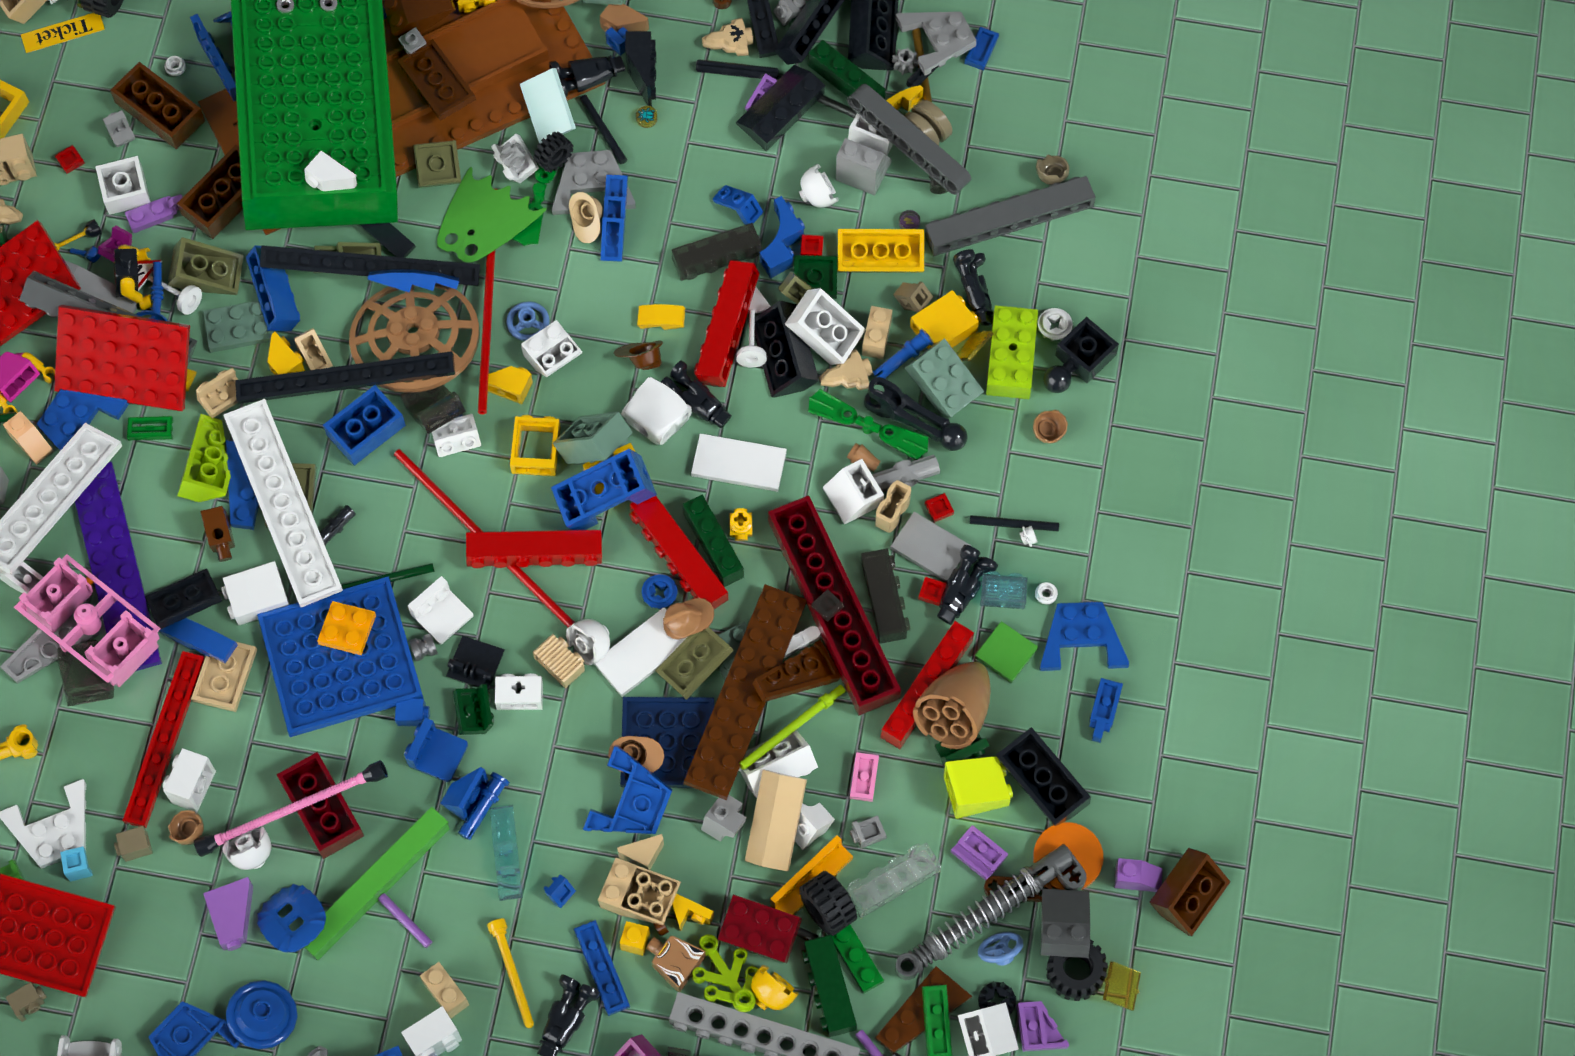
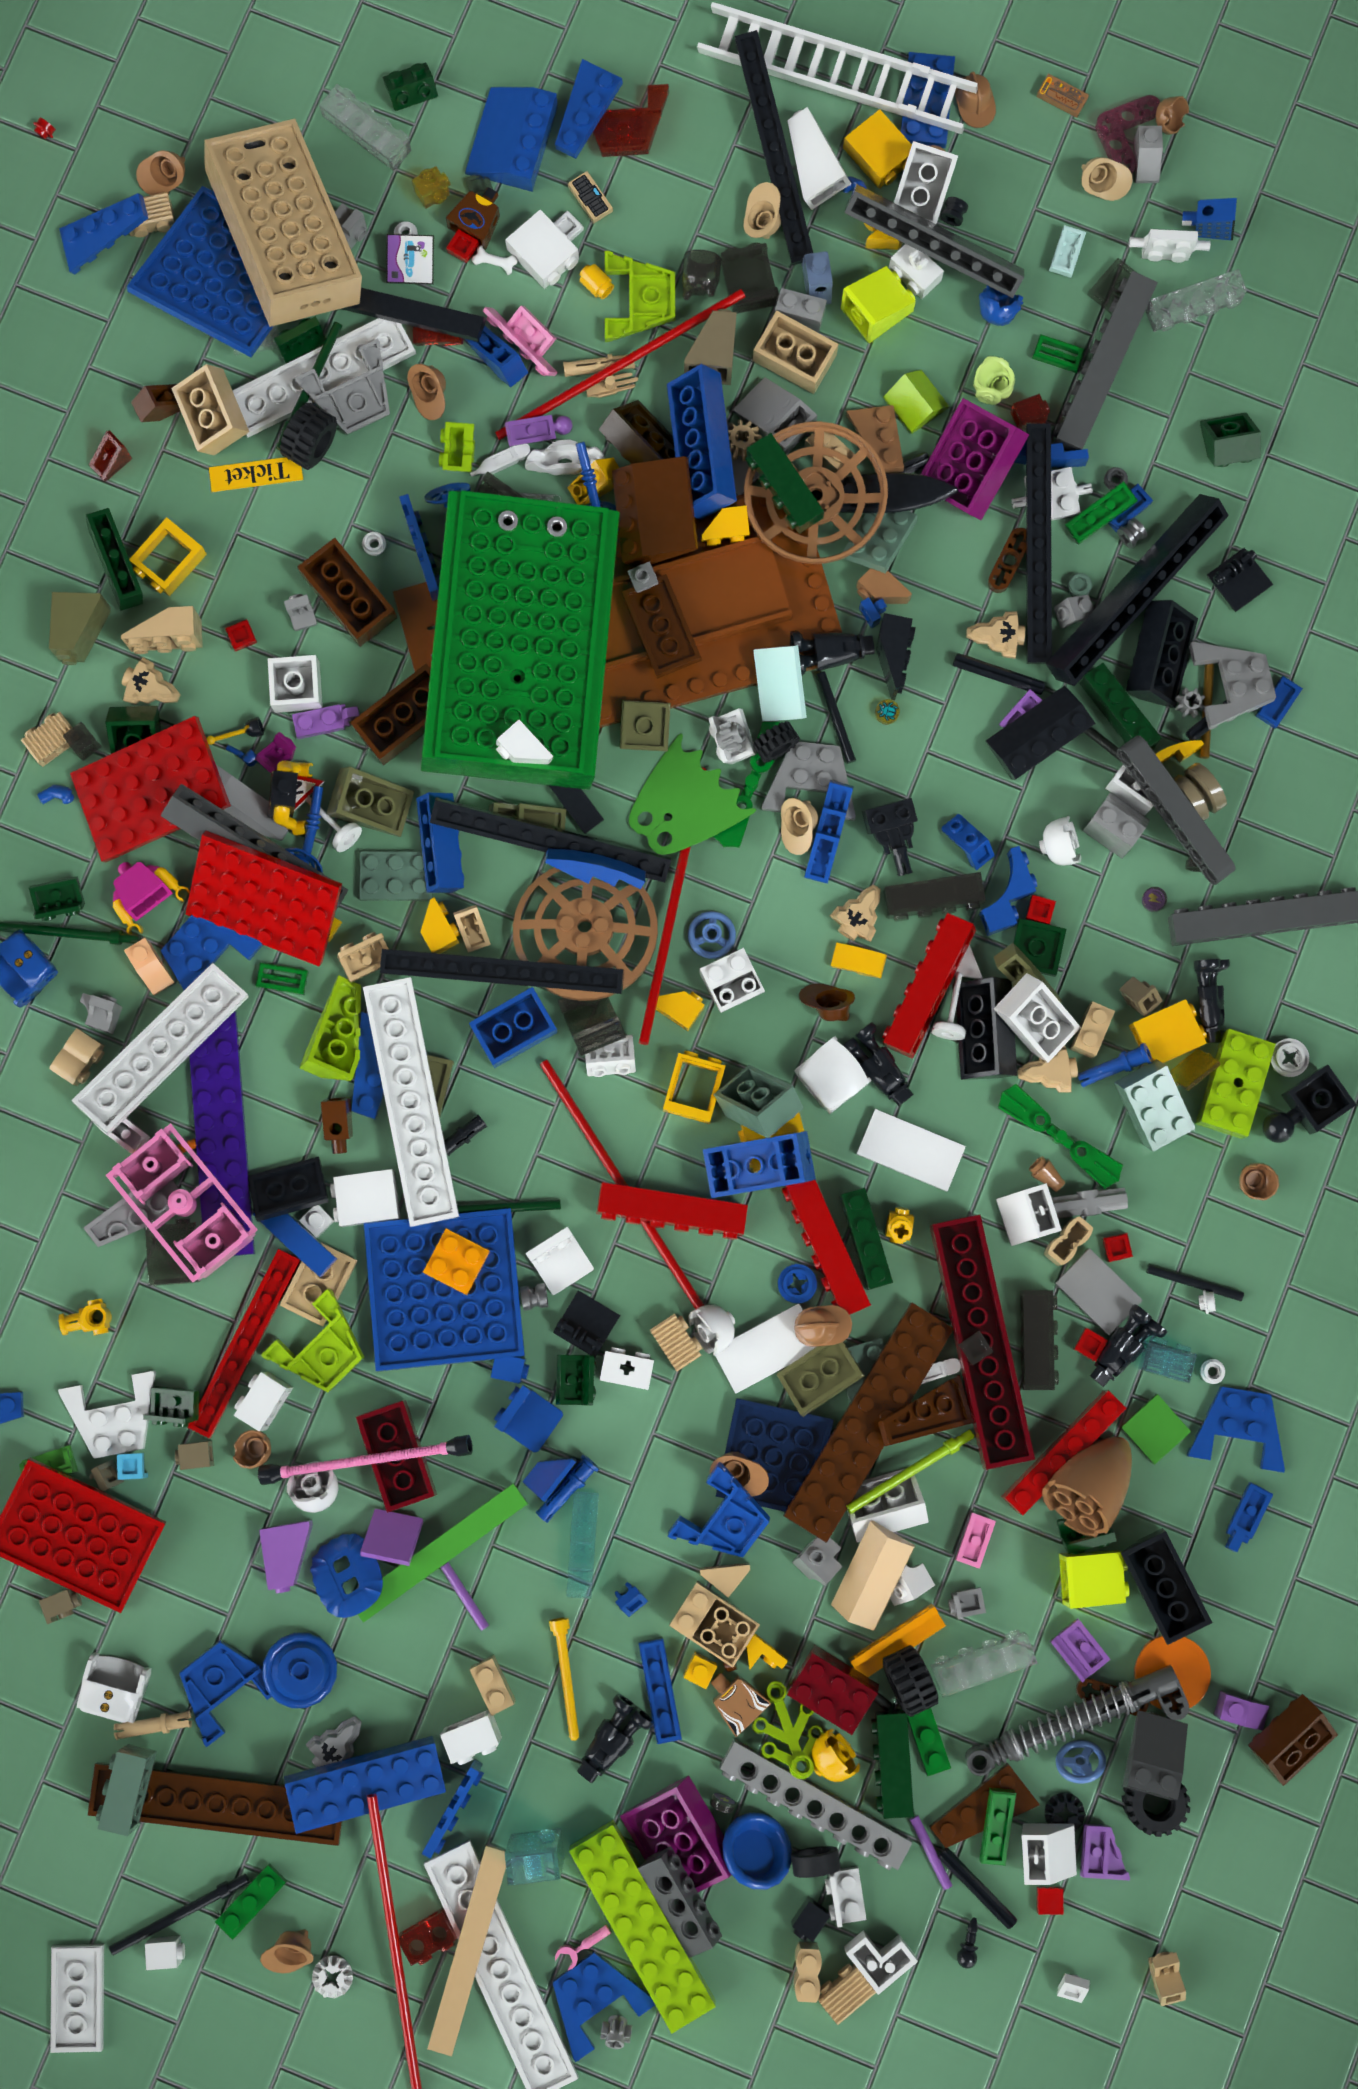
camera: 10 degrees right, 15 degrees up
(53, 877) = (105, 1475): none -> dark tan tile
(106, 802) = (173, 1406): none -> dark green bracket
(215, 621) = (317, 1220): none -> white plate
(243, 732) = (328, 1355): none -> lime wing
(327, 877) = (391, 1537): none -> medium lavender tile
(653, 281) = (858, 915): none -> tan rock
(669, 204) = (891, 827): none -> black brick
(880, 250) = (1115, 931): yellow slope -> none
(893, 405) = (1093, 1120): black piece -> none
(1052, 169) = (1327, 871): dark tan hair -> none
(1121, 986) = (1199, 1830): clear yellow piece -> none

